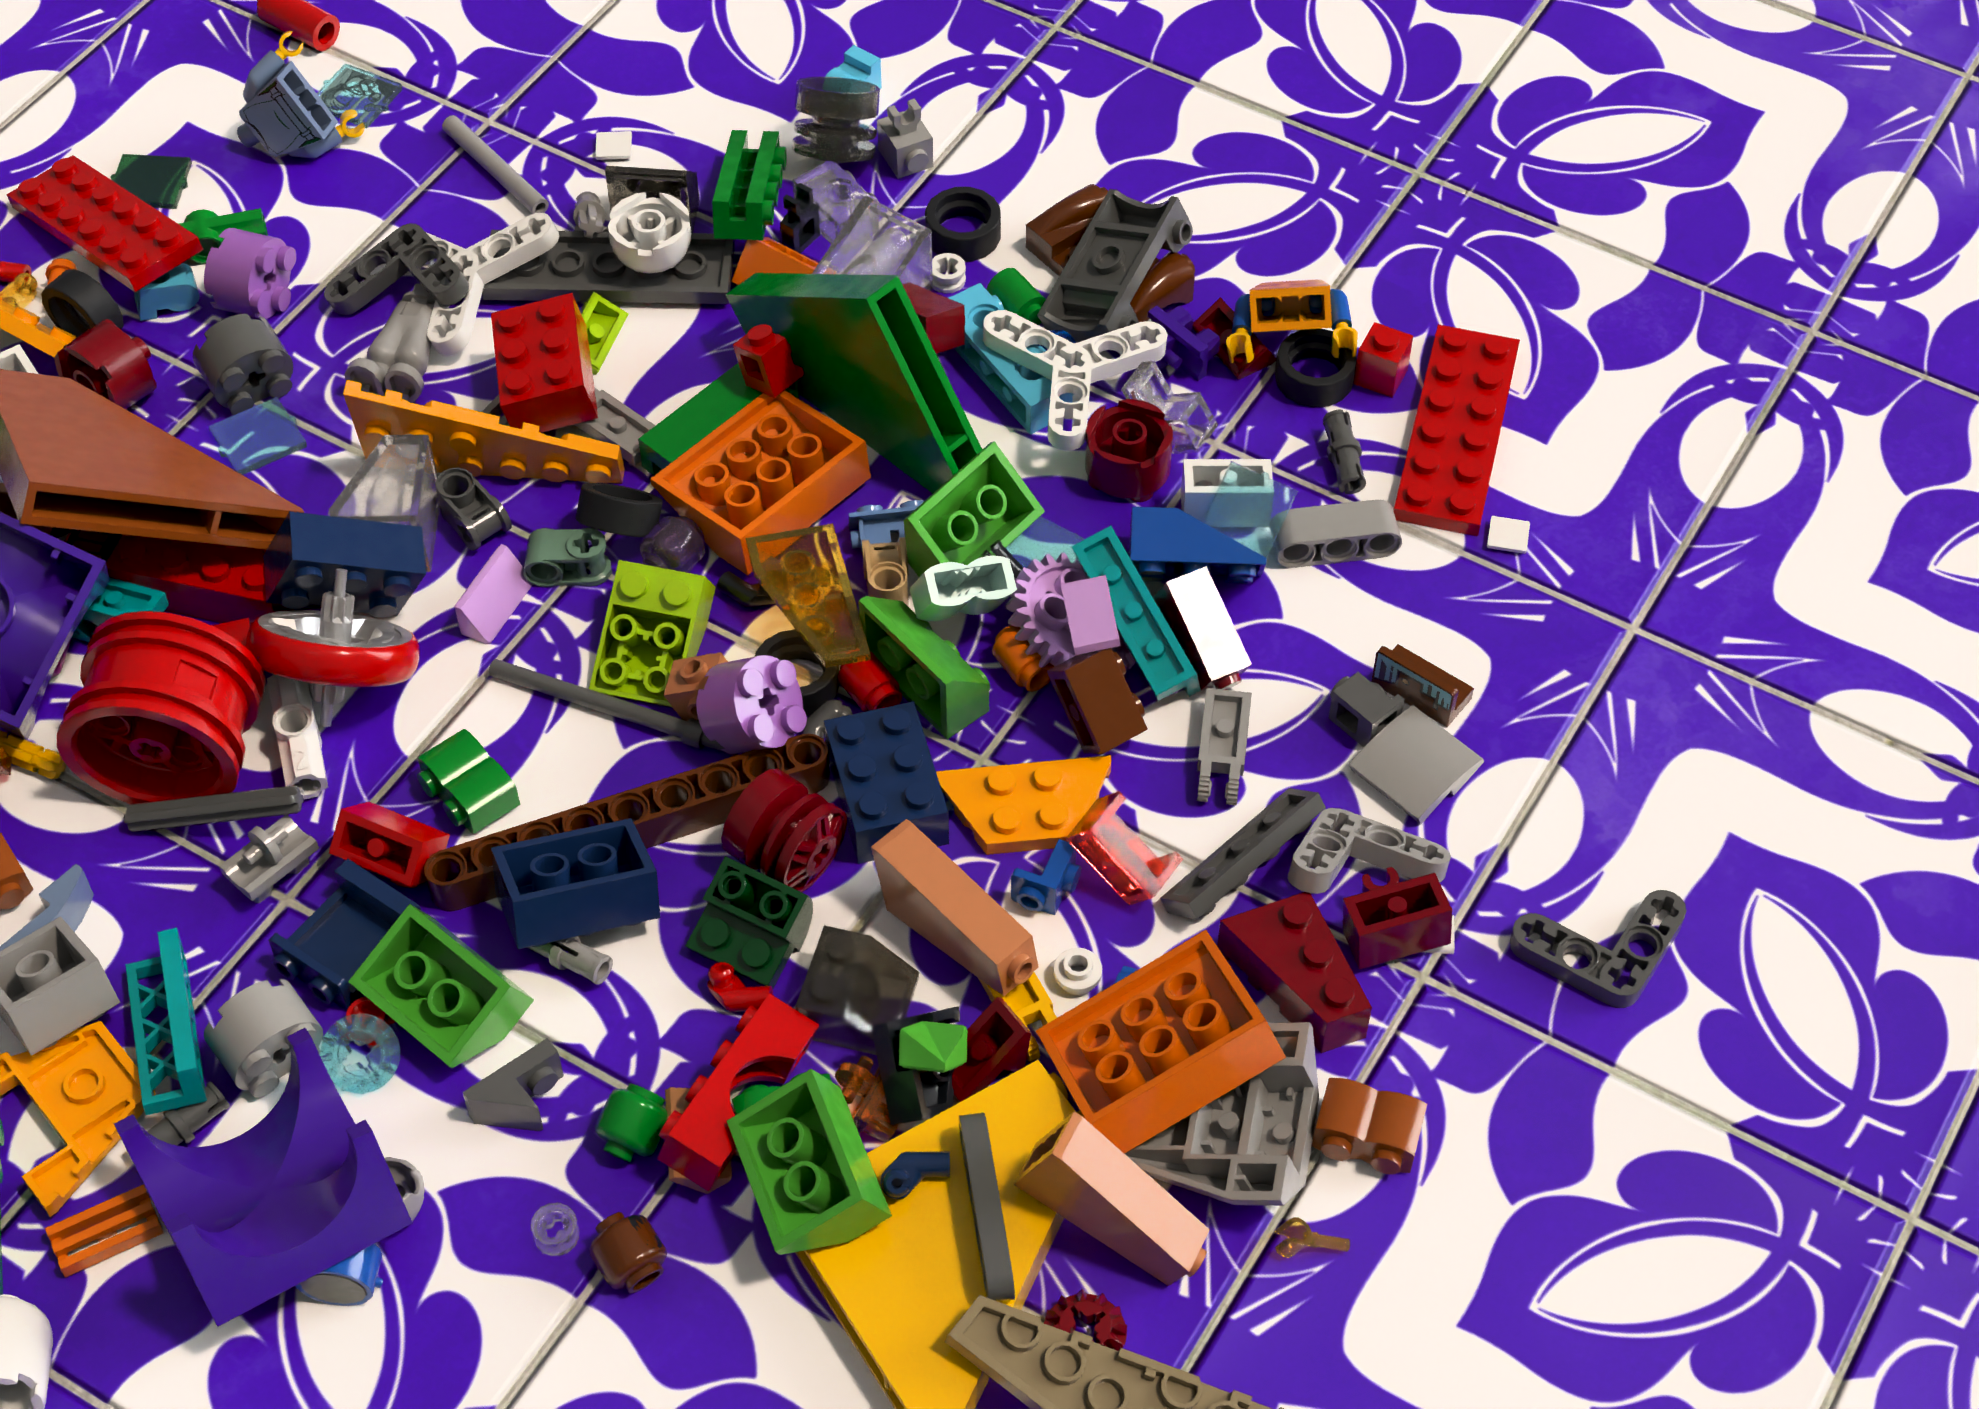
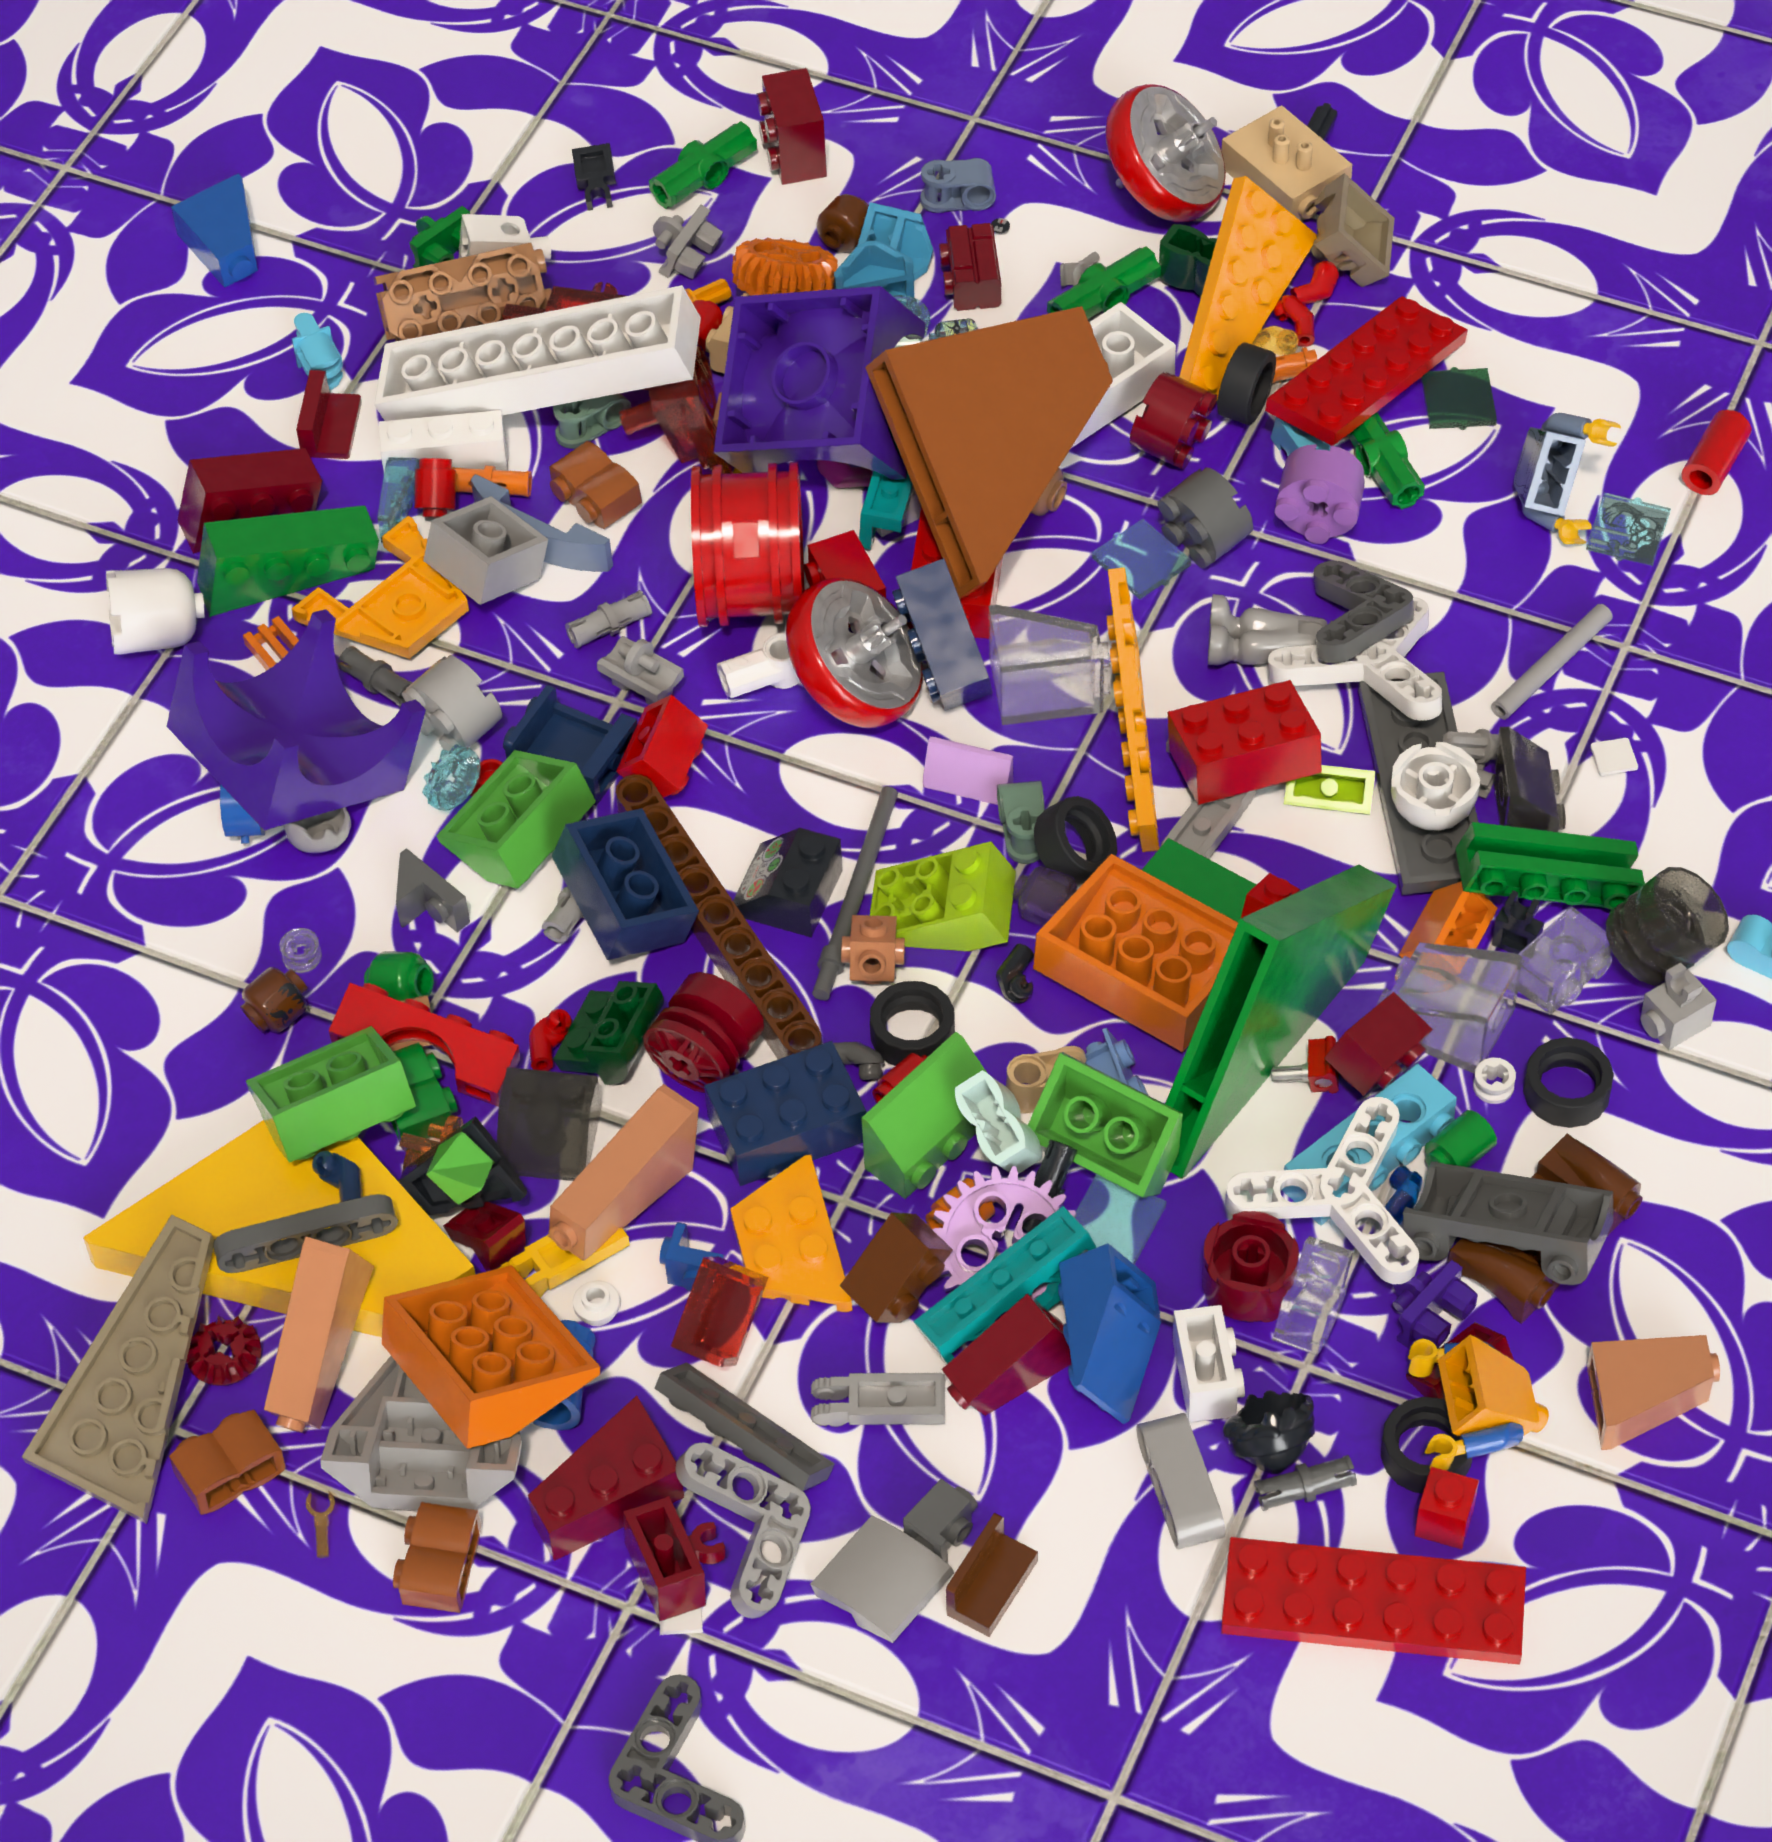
camera: 85 degrees right, 0 degrees up
(173, 890) = (608, 619): none -> light grey pin
(177, 1028) = (470, 640): teal fence -> none
(214, 808) = (686, 621): dark grey axle -> none
(467, 782) = (747, 795): green brick -> none
(470, 507) = (1068, 730): dark grey piece -> none
(590, 751) = (791, 881): none -> black slope
(751, 704) = (819, 994): medium lavender brick -> none
(812, 589) = (998, 1009): clear yellow wedge -> none
(1090, 615) = (966, 1224): lavender slope -> none
(1235, 1324) = (227, 1461): none -> dark orange brick
(1250, 507) = (1168, 1377): clear light blue piece -> none
(1278, 225) = (1647, 1383): none -> nougat slope
(1299, 452) = (1272, 1430): none -> black hair
(1508, 534) = (1223, 1661): white piece -> none

